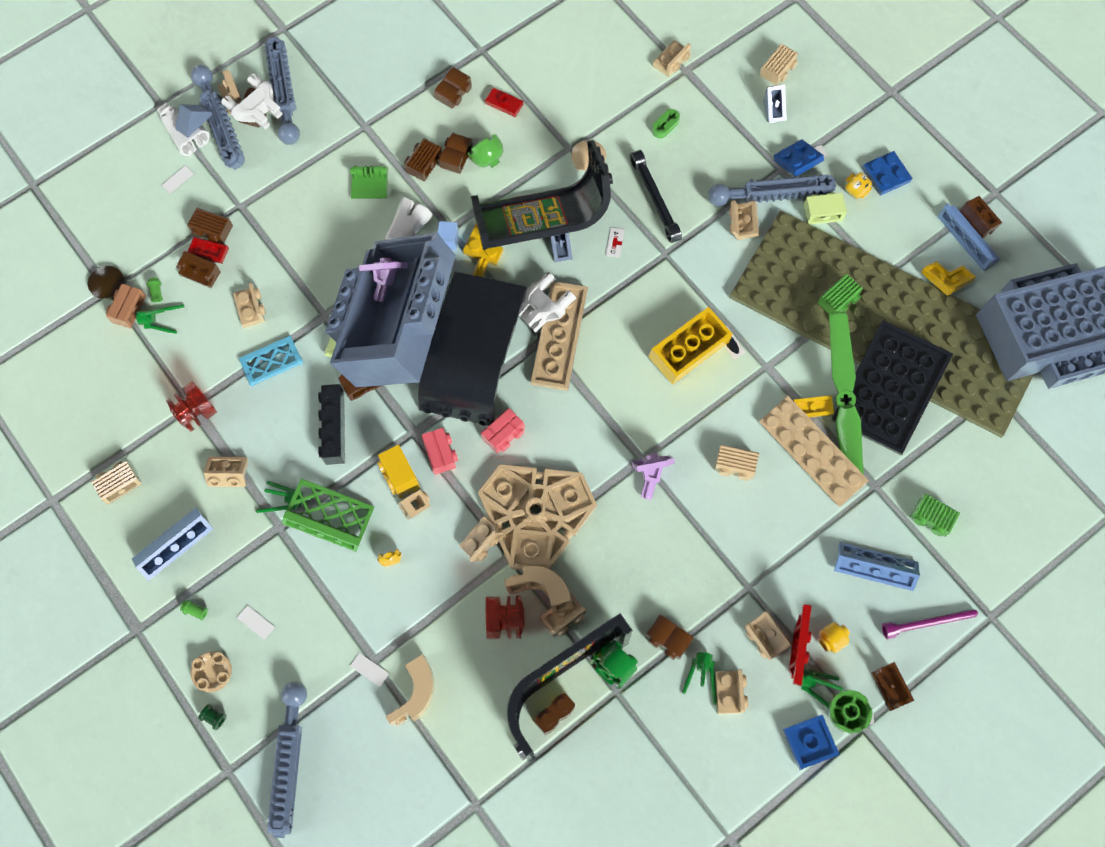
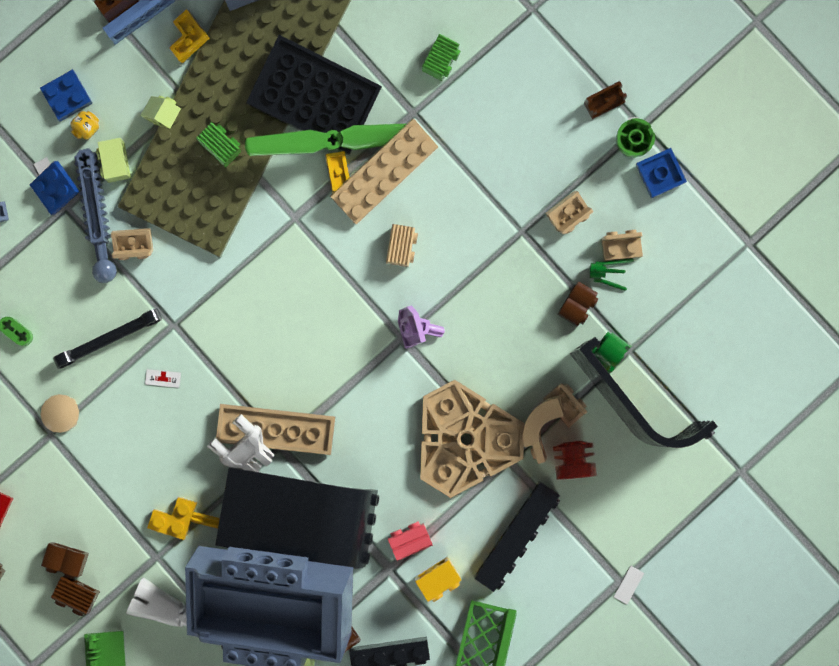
camera: 100 degrees left, 15 degrees up
(286, 763) = (721, 651): sand blue gear -> none
(384, 275) = (229, 619): lavender piece -> none
(389, 558) = (522, 578): yellow plate -> none
(422, 500) = (474, 559): tan brick -> none
(422, 693) = (639, 531): tan arch -> none
(432, 555) = (516, 536): none -> black brick
(449, 233) = (168, 558): light blue brick -> none
(481, 539) = (497, 490): tan bracket -> none
(487, 152) = (64, 524): bright green cylinder -> none
(503, 431) = (384, 478): coral brick -> none
(549, 211) = (137, 454): black panel -> none
(550, 717) = (660, 409): reddish brown brick -> none
(561, 247) = (171, 435): sand blue slope -> none
(690, 345) = (281, 294): yellow brick -> none
(734, 347) = (270, 255): sticker -> none
(801, 637) = (586, 184): red wing -> none
(810, 679) = (605, 174): green plant -> none
(834, 637) = (566, 152): yellow head -> none
(872, 247) = (161, 111): none -> yellowish green brick
(876, 568) = (497, 112): medium blue fence -> none
(891, 629) = (553, 99): magenta piece -> none

